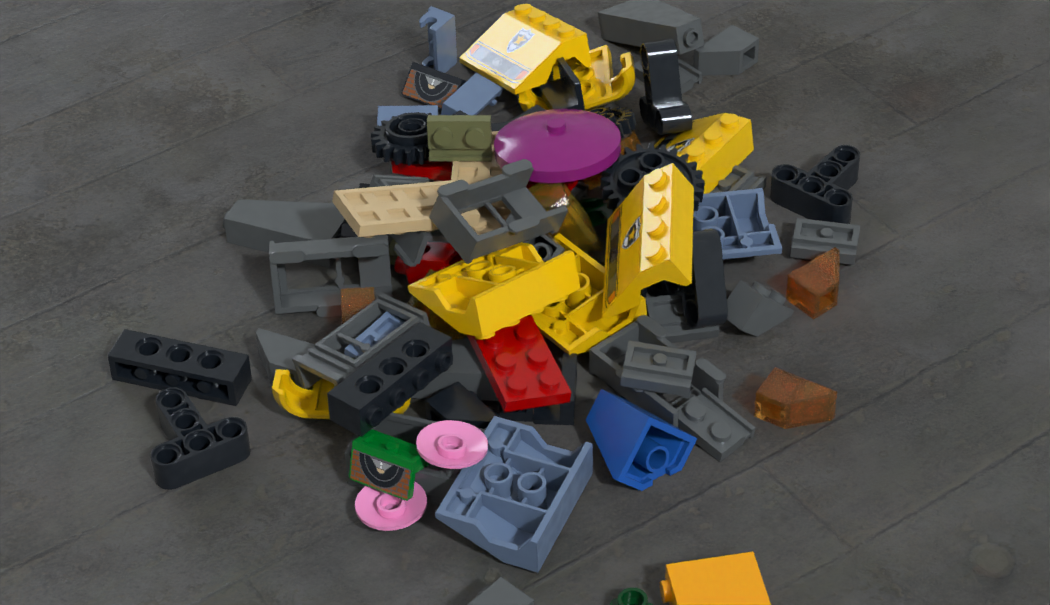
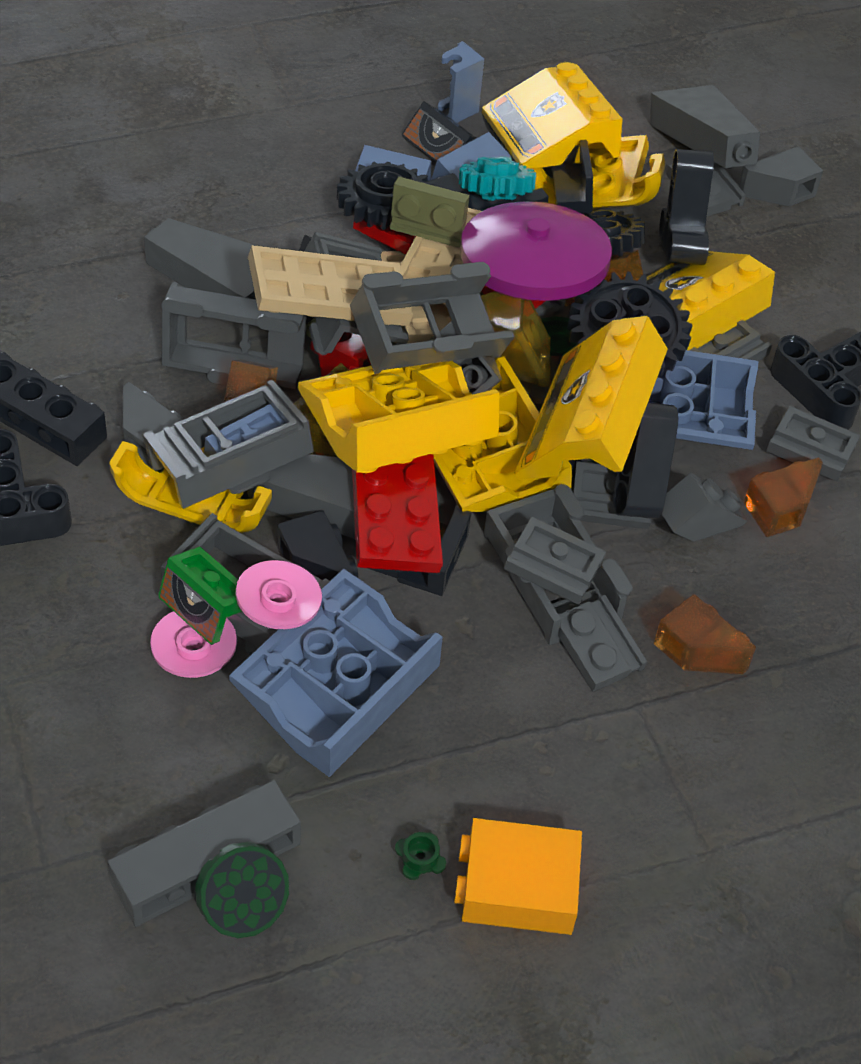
camera: 10 degrees right, 10 degrees up
(390, 379) = (238, 492): black brick -> none
(501, 103) = (497, 178): none -> teal gear
(636, 442) = (501, 642): blue slope -> none

